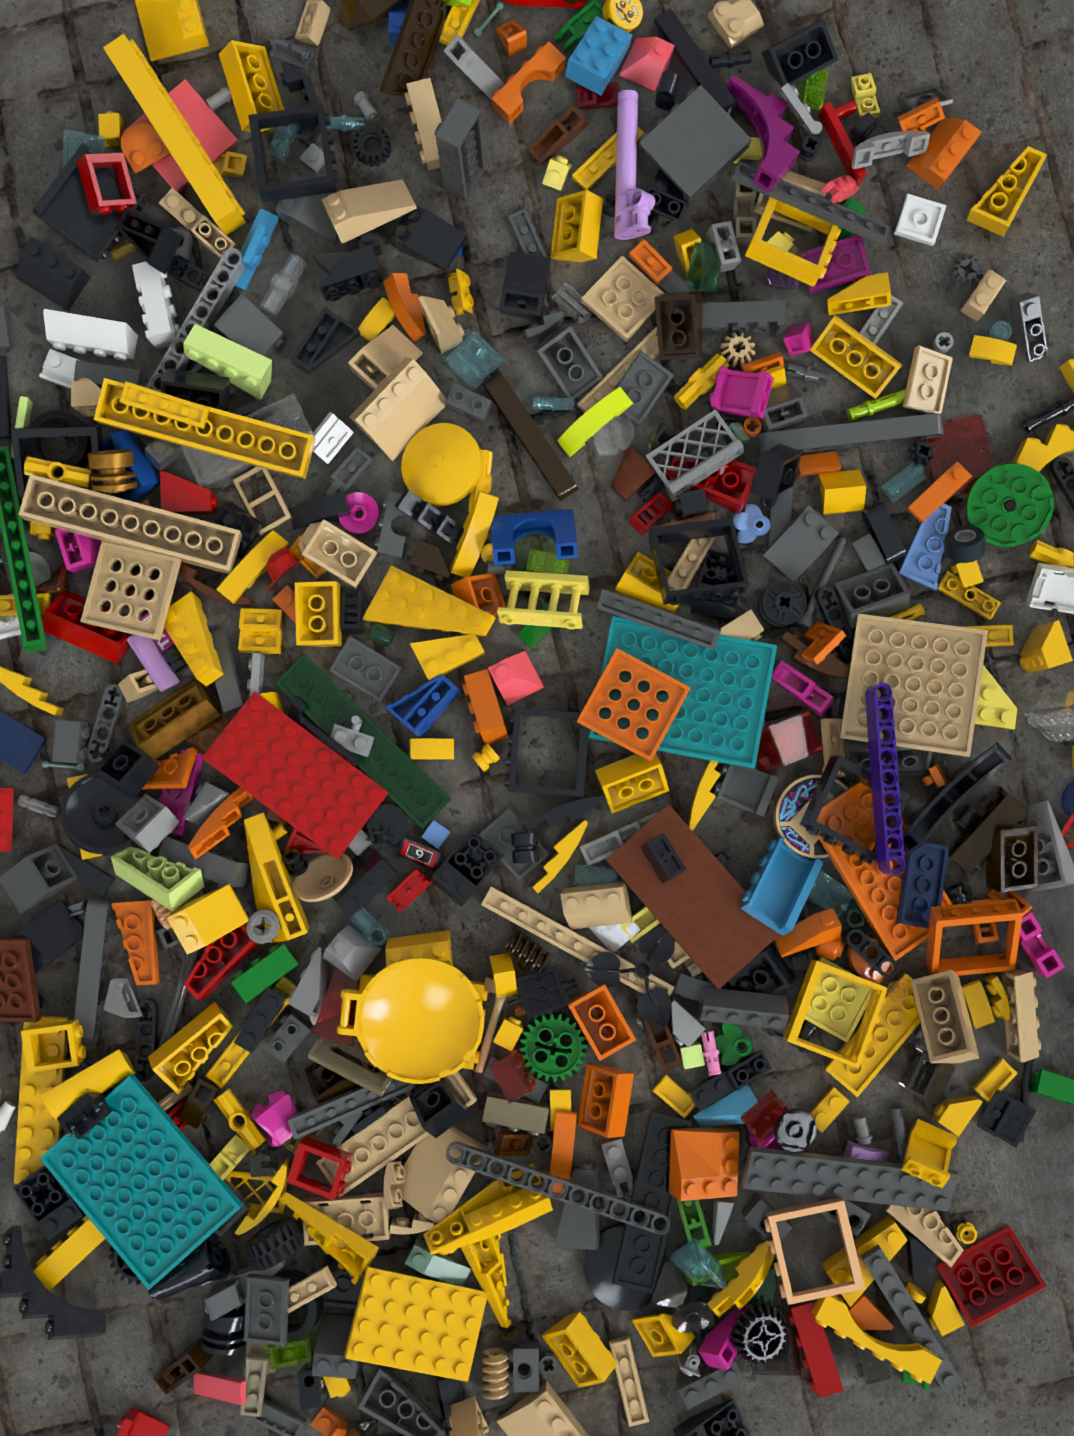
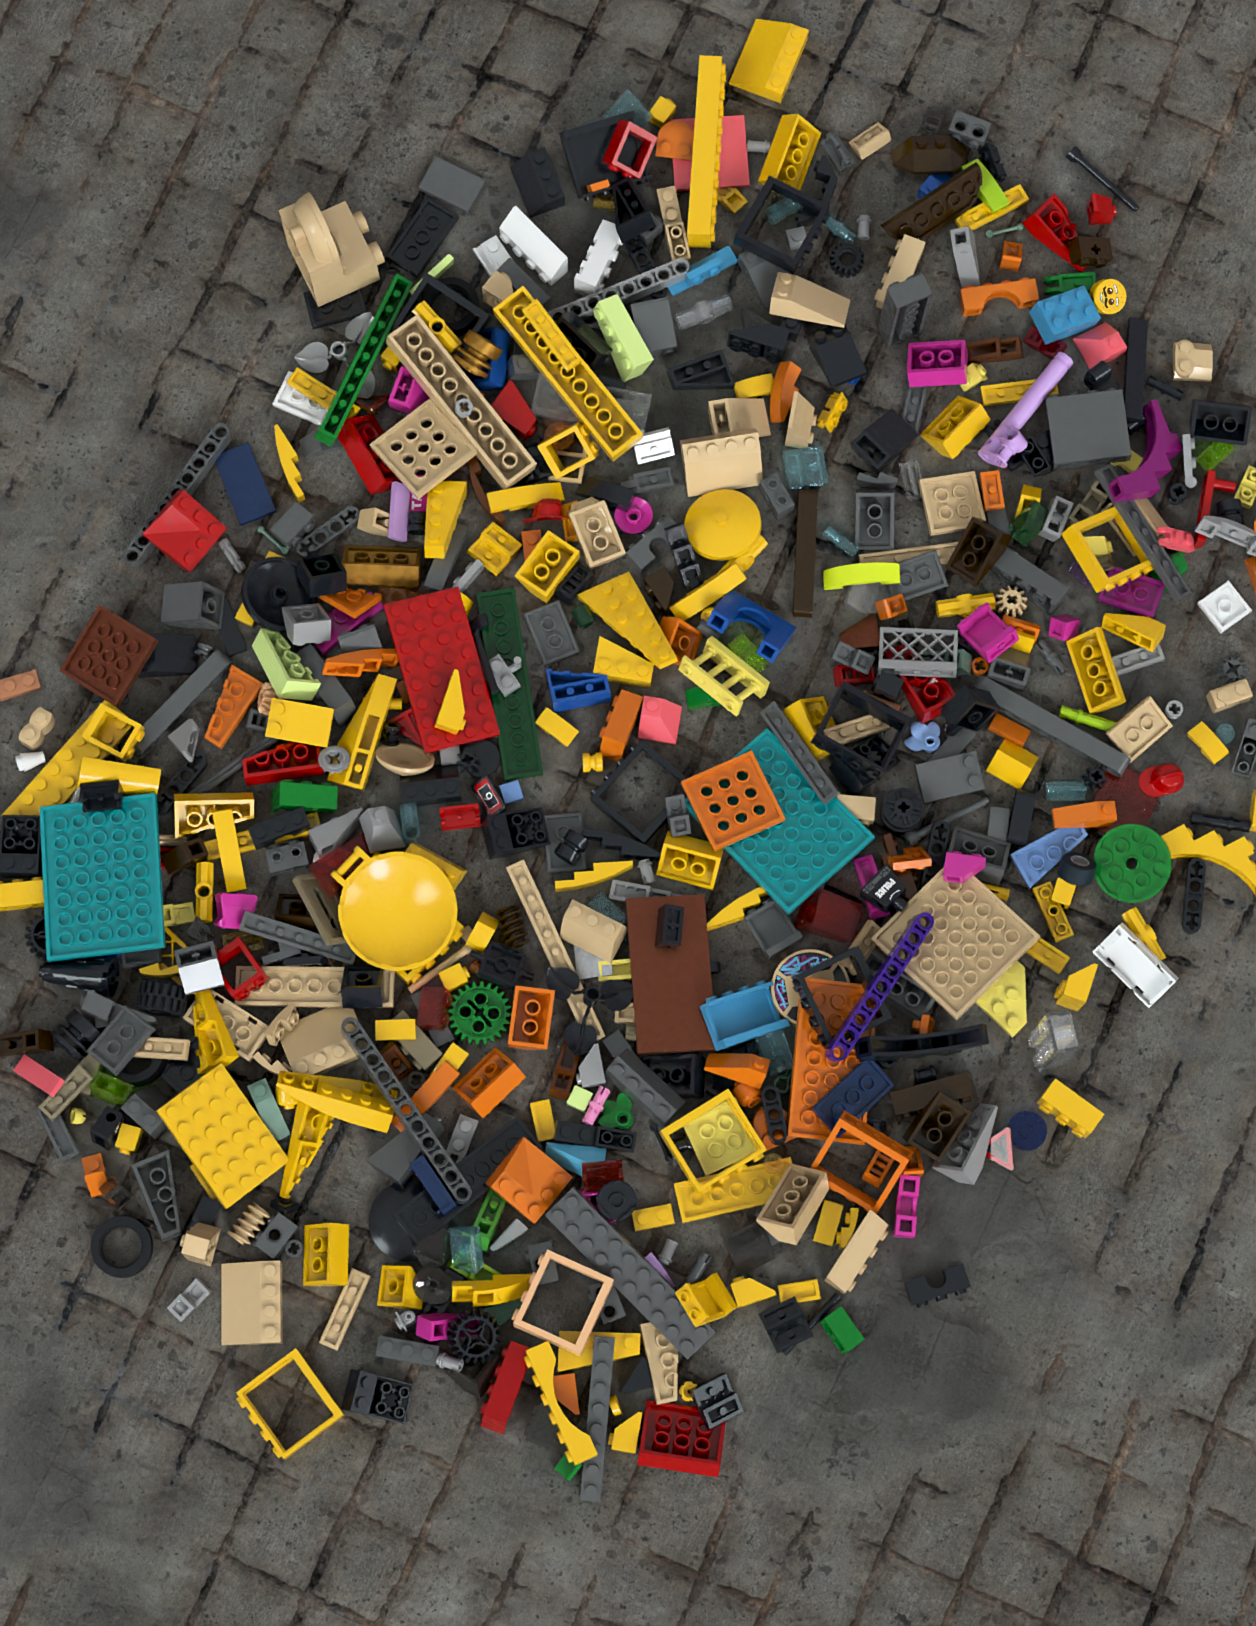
camera: 30 degrees right, 10 degrees down
(104, 237) = (597, 186): none -> orange tile
(132, 523) = (463, 414): none -> light grey bush
(232, 1069) = (229, 850): none -> yellow slope
(237, 480) = (557, 427): none -> clear orange gear
(250, 514) = (552, 458): none -> yellow window
(278, 1391) = (76, 1116): none -> light yellow hinge
(286, 1200) = (199, 967): none -> slope
(332, 807) = (452, 708): none -> yellow slope
(494, 1120) = (395, 1030): none -> yellow tile
(521, 180) = (937, 363): none -> dark pink brick
(594, 751) = (677, 814): none -> dark grey slope
(602, 817) = (646, 871): none -> light grey pin
(629, 1235) = (433, 1185): none -> dark blue container
(640, 431) = (891, 606): none -> orange slope
(641, 500) = (852, 657): none -> dark grey slope
(749, 1369) = (453, 1363): none -> light grey pin
(823, 687) = (885, 891): none -> black torso
(875, 619) = (962, 867): none -> dark pink slope
(976, 412) = (1161, 780): none -> red piece
(996, 1225) = (716, 1400): none -> black slope

